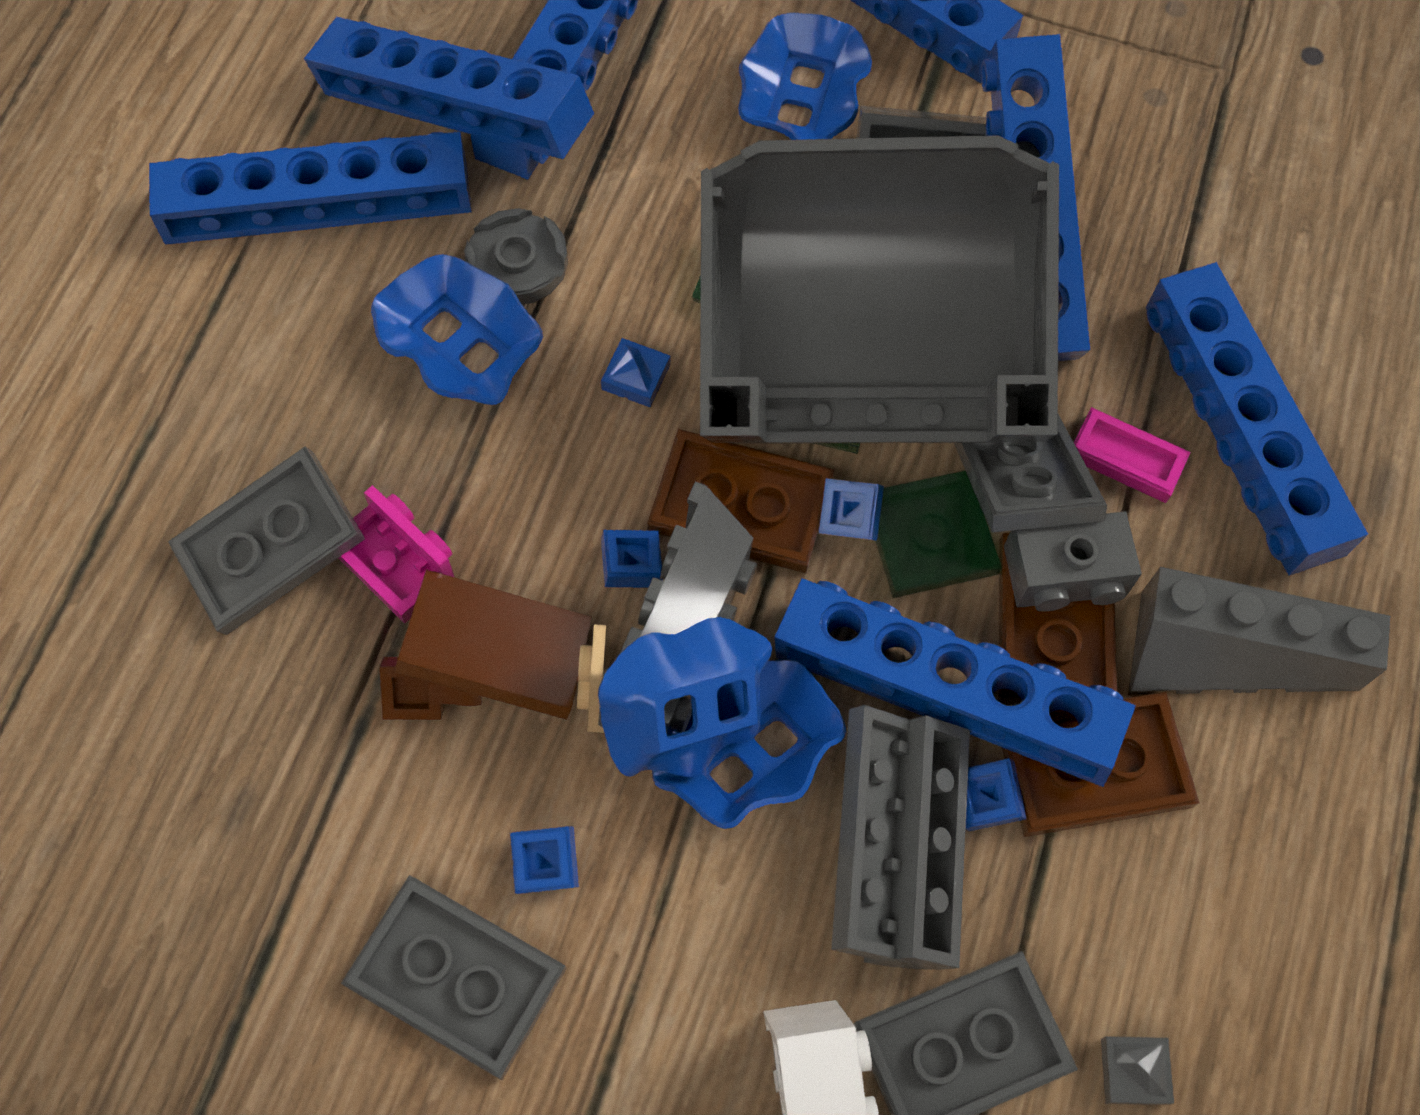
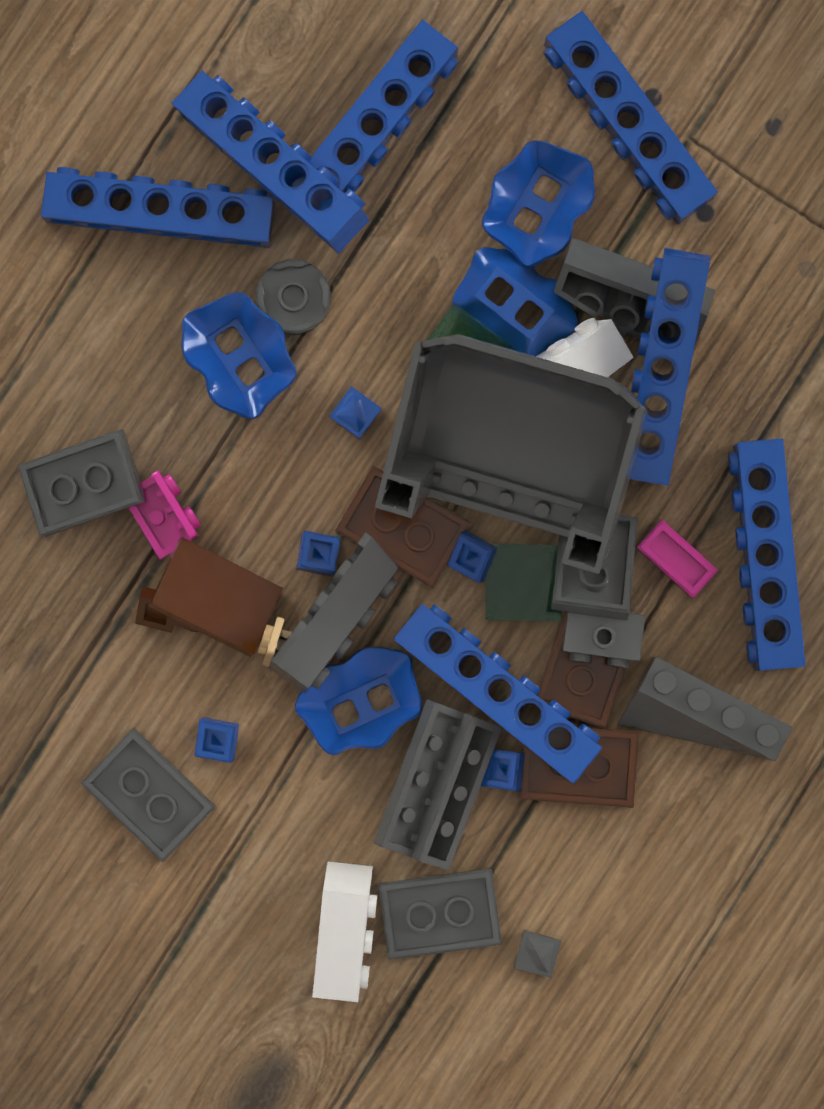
camera: 15 degrees right, 20 degrees up
(671, 667) = (325, 657): blue piece -> none

